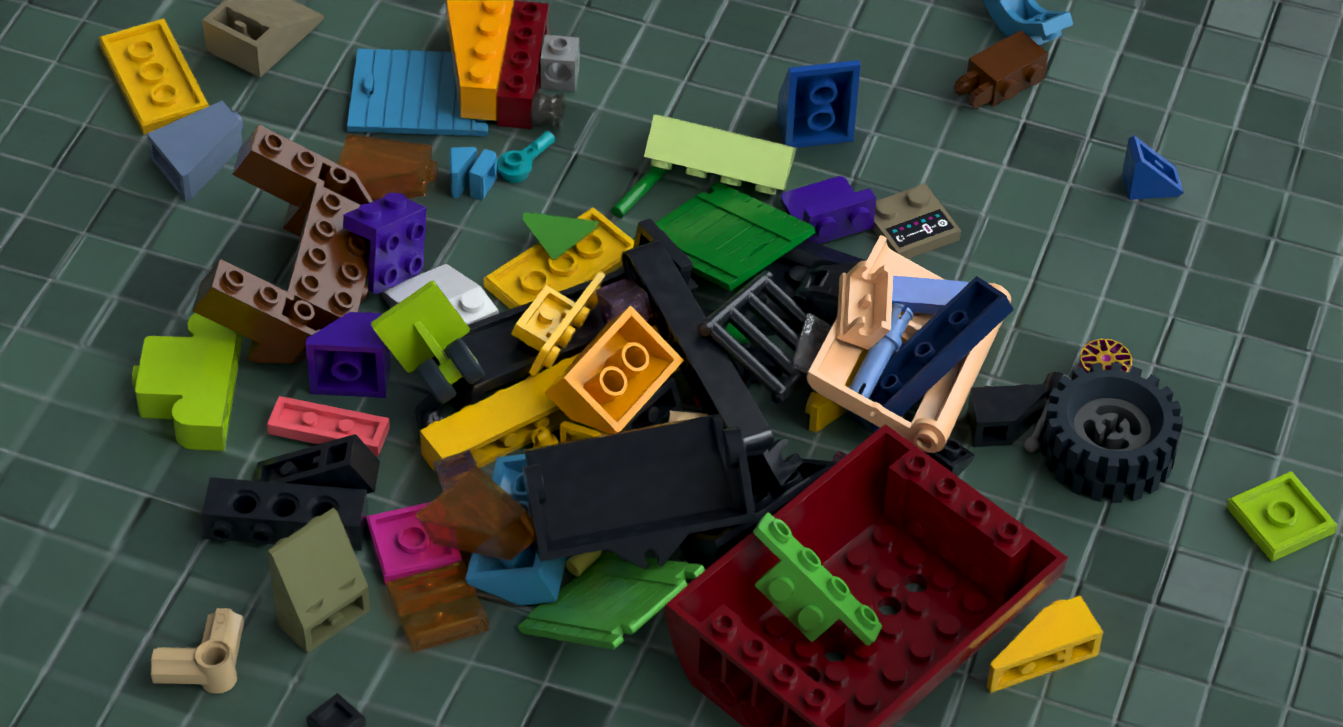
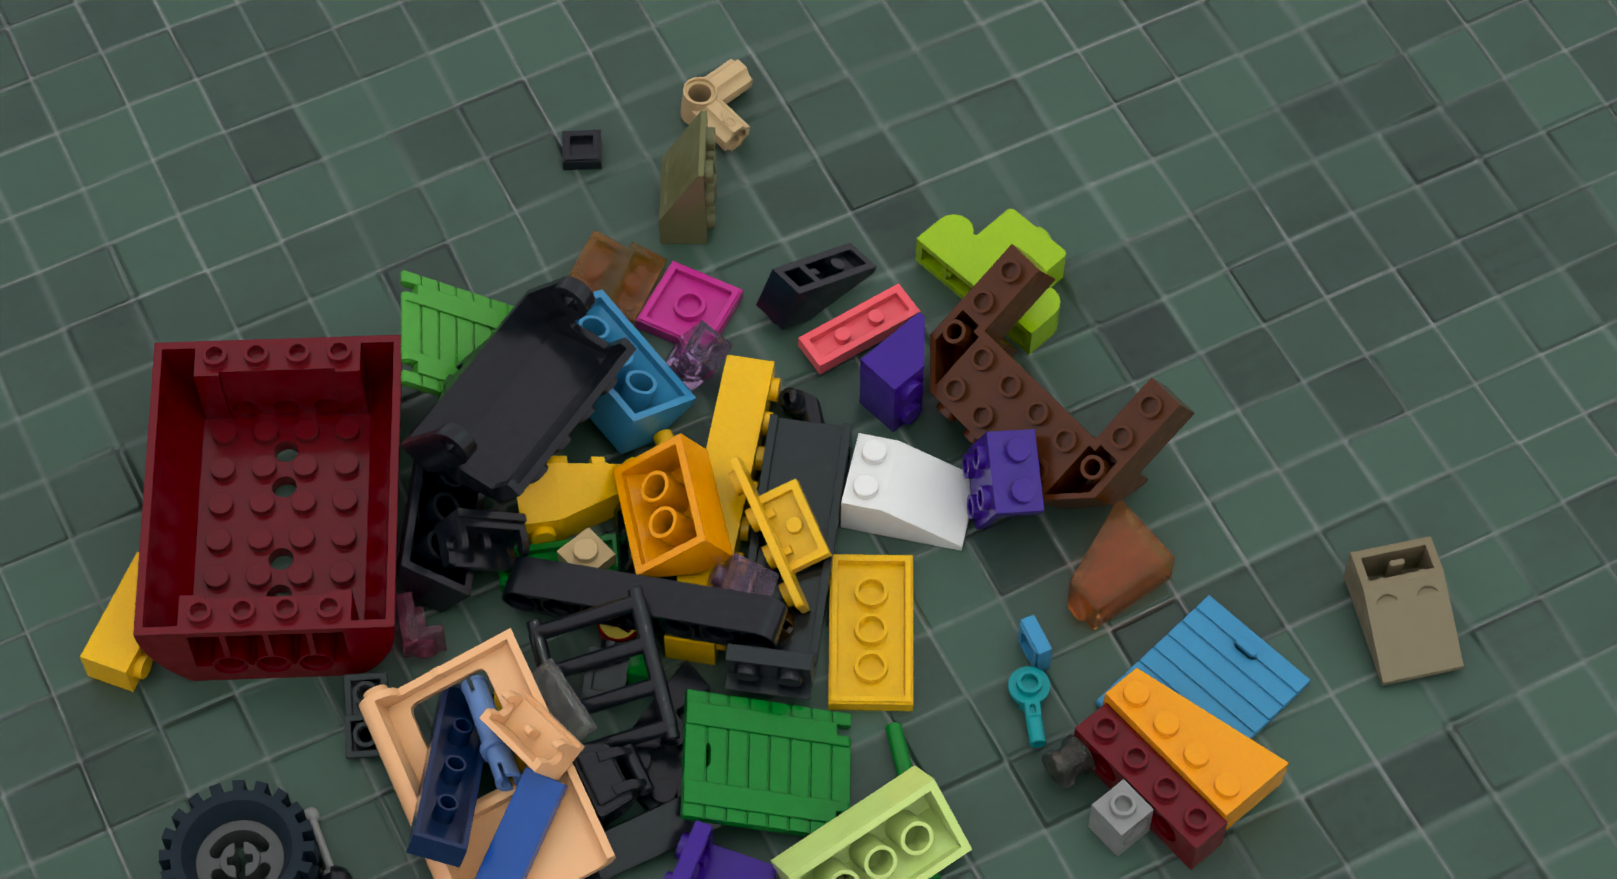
camera: 135 degrees right, 10 degrees up
(152, 74) = (1424, 498): yellow tile -> none
(196, 147) = (1280, 452): sand blue slope -> none
(274, 511) = (846, 211): black brick -> none
(422, 329) = (802, 395): lime plate -> none
(461, 162) = (1059, 629): dark azure slope -> none
(478, 518) = (639, 312): clear orange slope -> none
(558, 233) = (905, 642): bright green slope -> none
(807, 590) = (323, 469): bright green bracket -> none
(1004, 412) = (356, 809): black slope -> none

